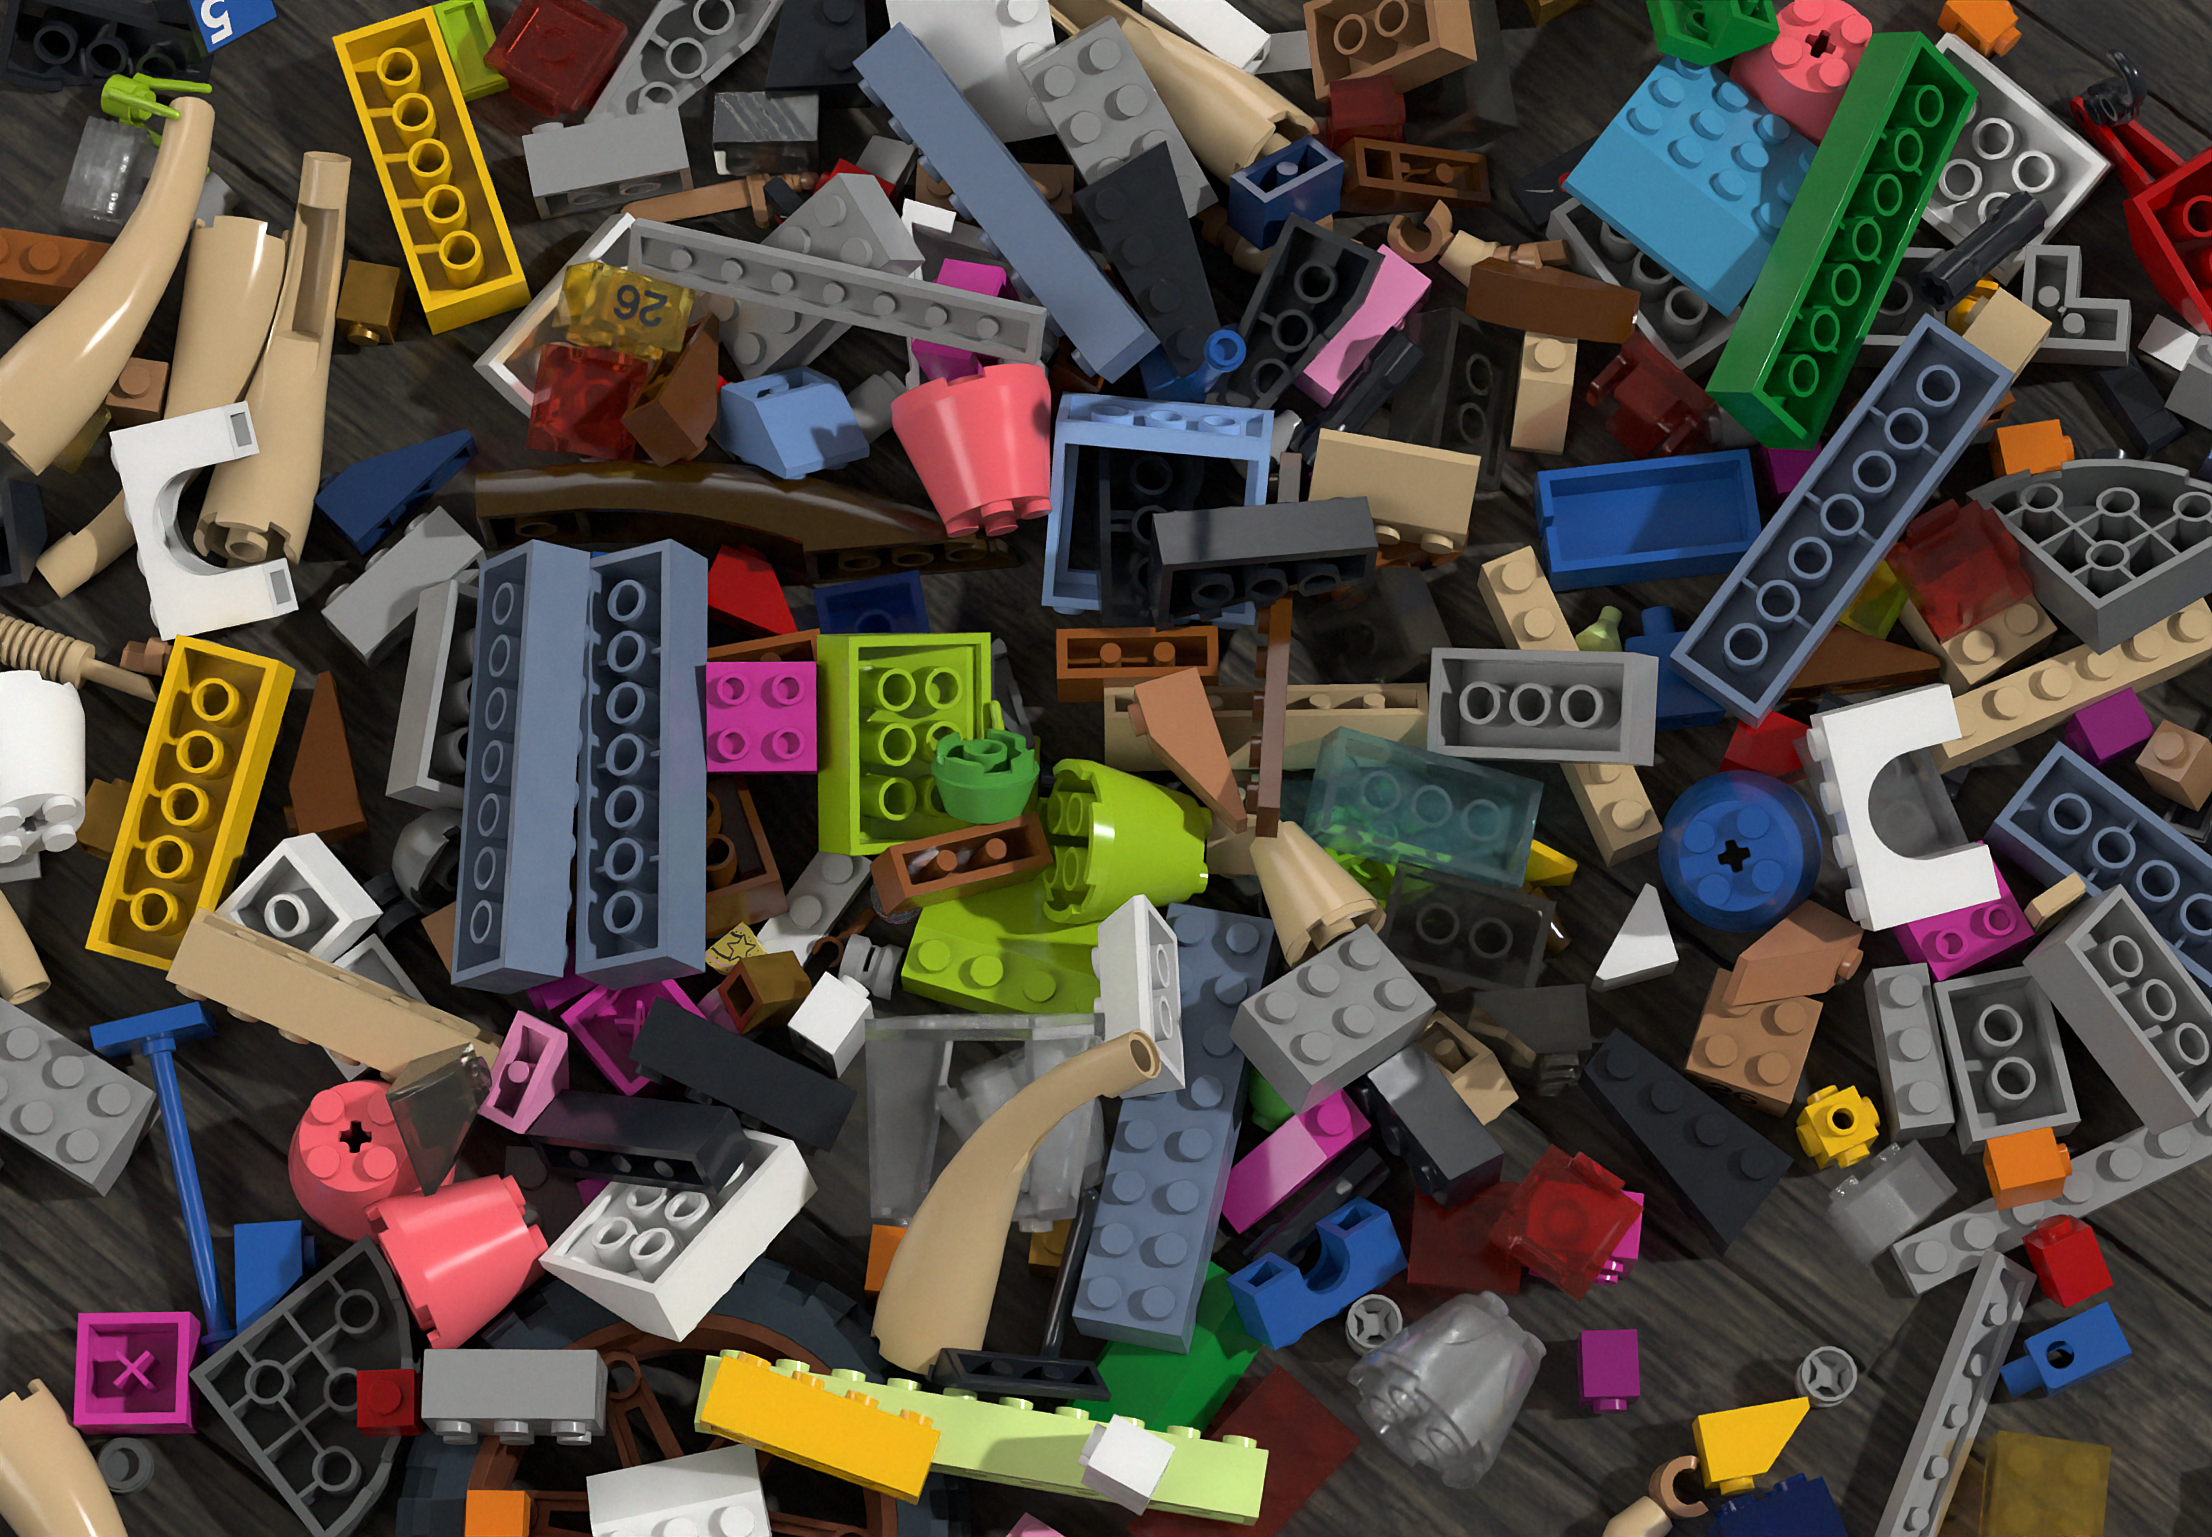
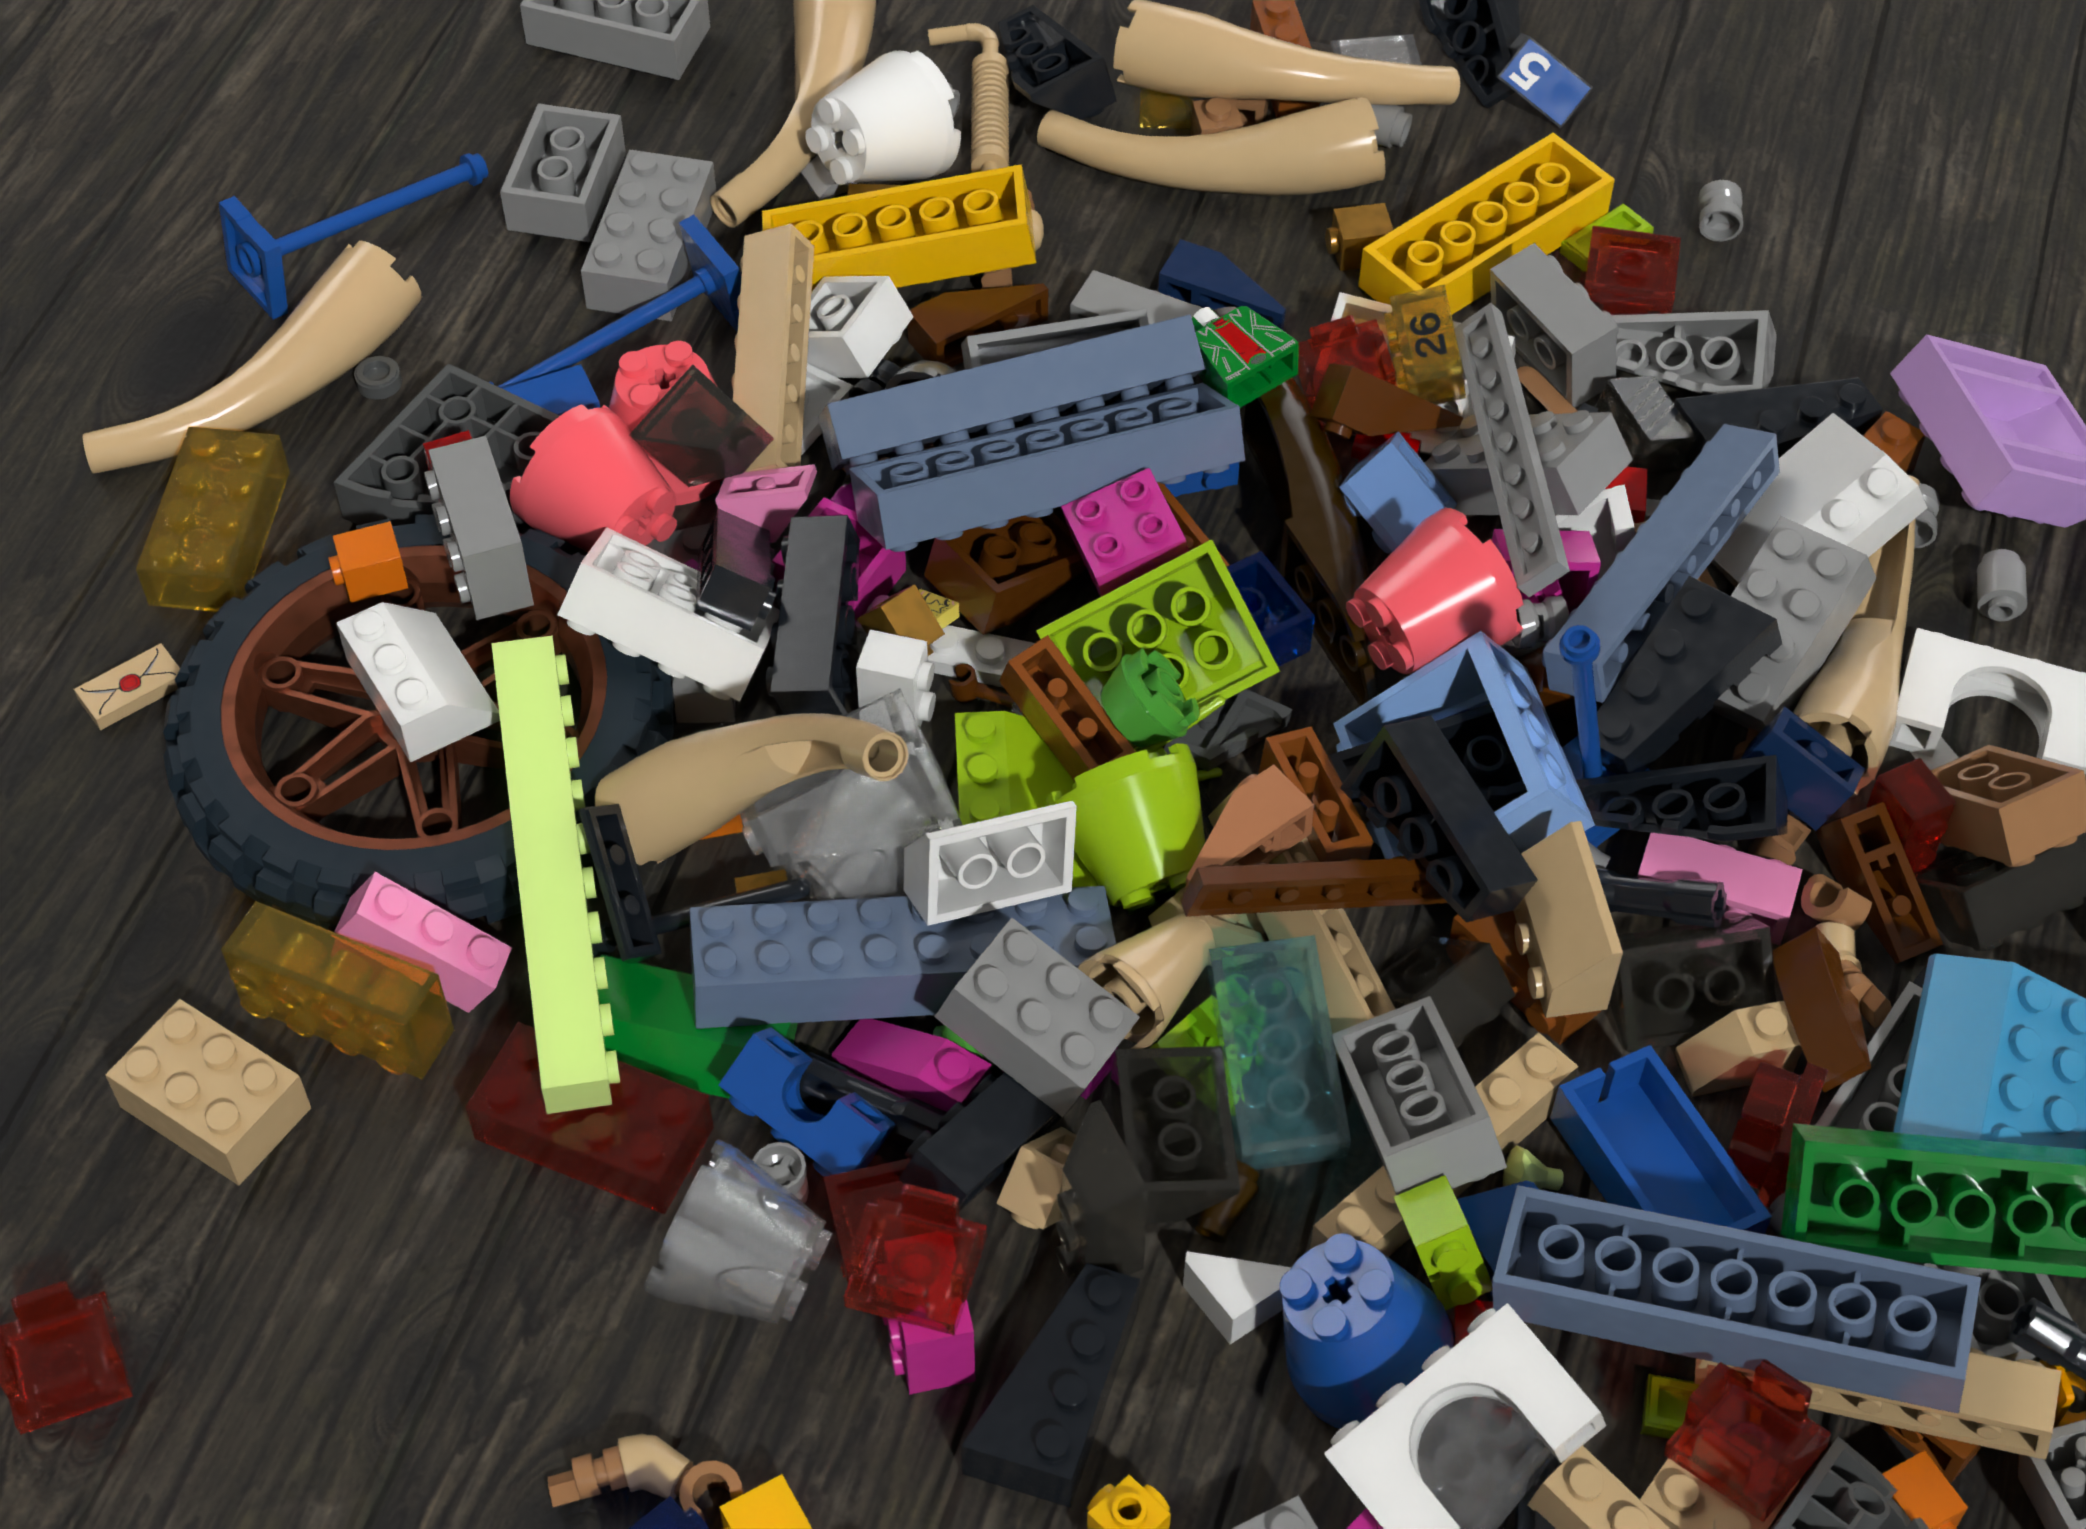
camera: 70 degrees right, 20 degrees down
(134, 101) = (1446, 53): lime plant -> none
(137, 1373) = (441, 333): dark pink brick -> none
(184, 589) = (1153, 128): white arch -> none
(264, 501) = (1224, 209): tan brick -> none
(571, 506) = (1244, 353): none -> green torso
(747, 594) = (1245, 523): red slope -> none
(821, 1428) = (507, 721): yellow brick -> none
(883, 969) = (958, 695): light grey wheel -> none
(1125, 1463) = (542, 941): white brick -> none
(1548, 867) = (1276, 1189): yellow slope -> none
(1608, 1370) = (807, 1392): magenta brick -> none
(1694, 743) = (1444, 1242): none -> lime piece
(1751, 1049) = (1183, 1419): medium nougat brick -> none
(1797, 957) = (1272, 1410): nougat slope -> none
(1859, 664) = (1613, 1382): reddish brown slope -> none

